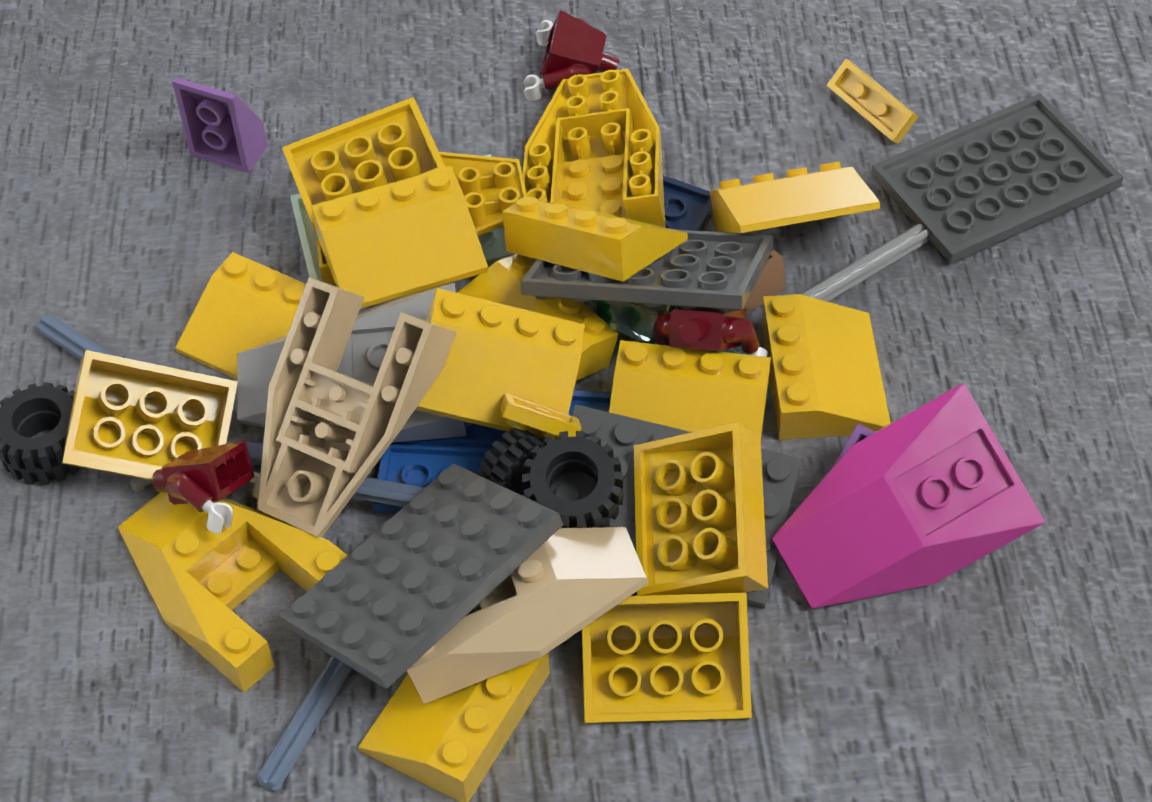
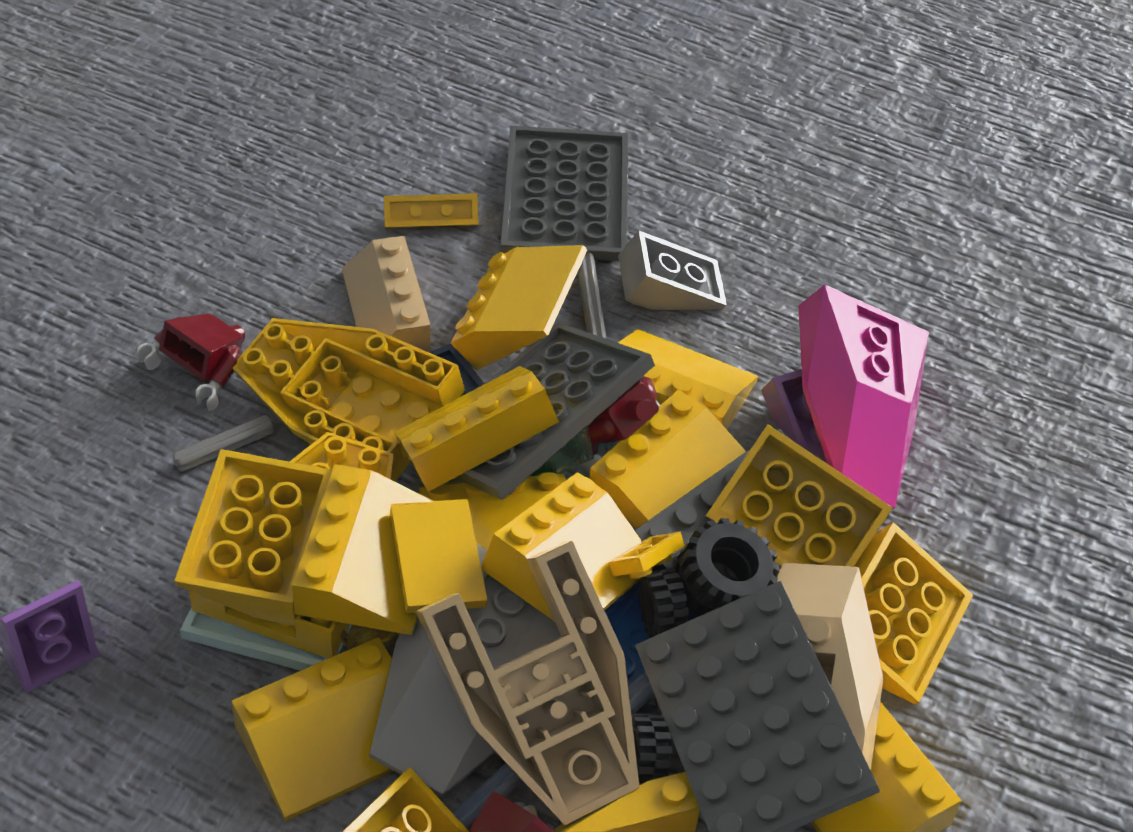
camera: 65 degrees left, 5 degrees down
(360, 522) = (651, 746): none -> black tyre
(413, 272) = (437, 553): none -> yellow tile
(491, 121) = (227, 440): none -> light grey axle
(738, 134) = (387, 292): none -> tan slope
(955, 302) = (669, 276): none -> light grey slope

